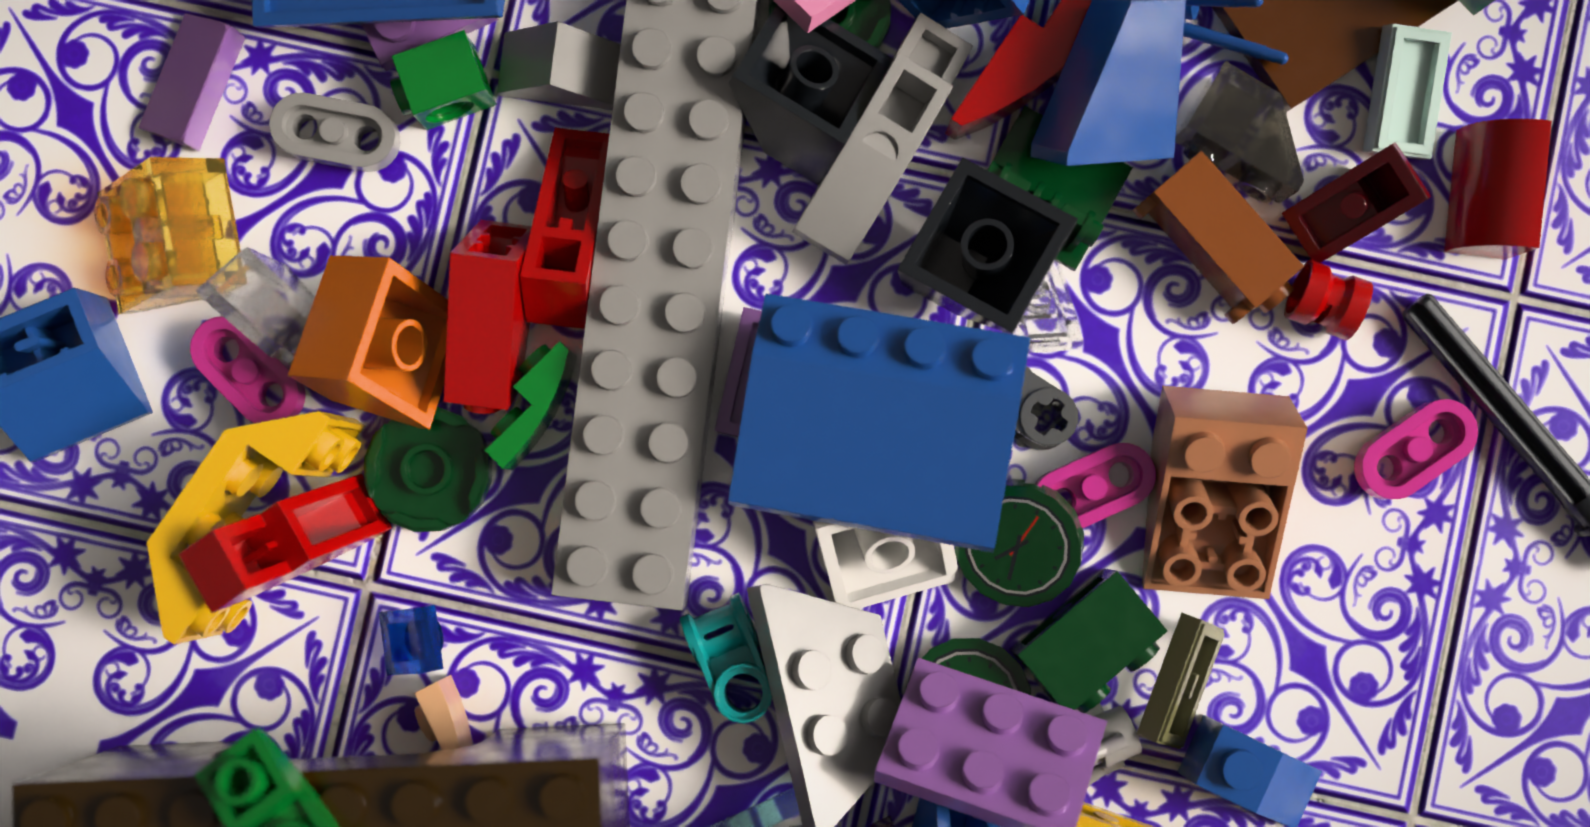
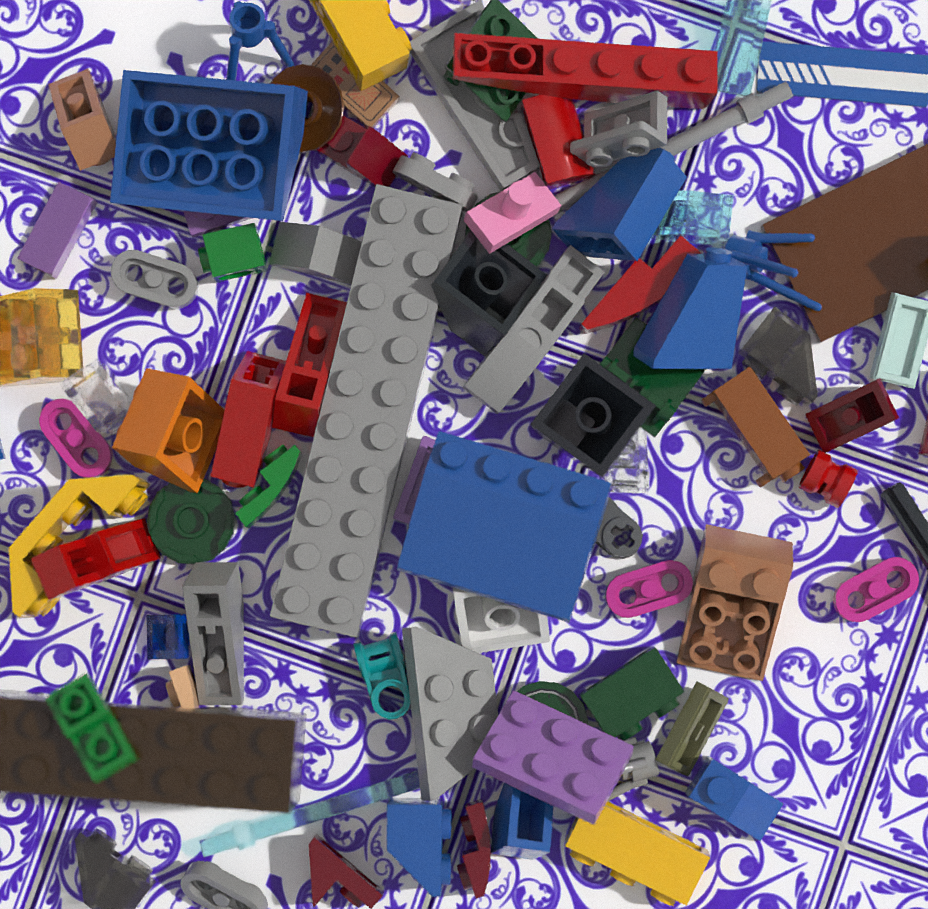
camera: 10 degrees right, 0 degrees up
(479, 623) = (216, 631): none -> light grey slope
(1034, 548) = (599, 625): dark green tile -> none

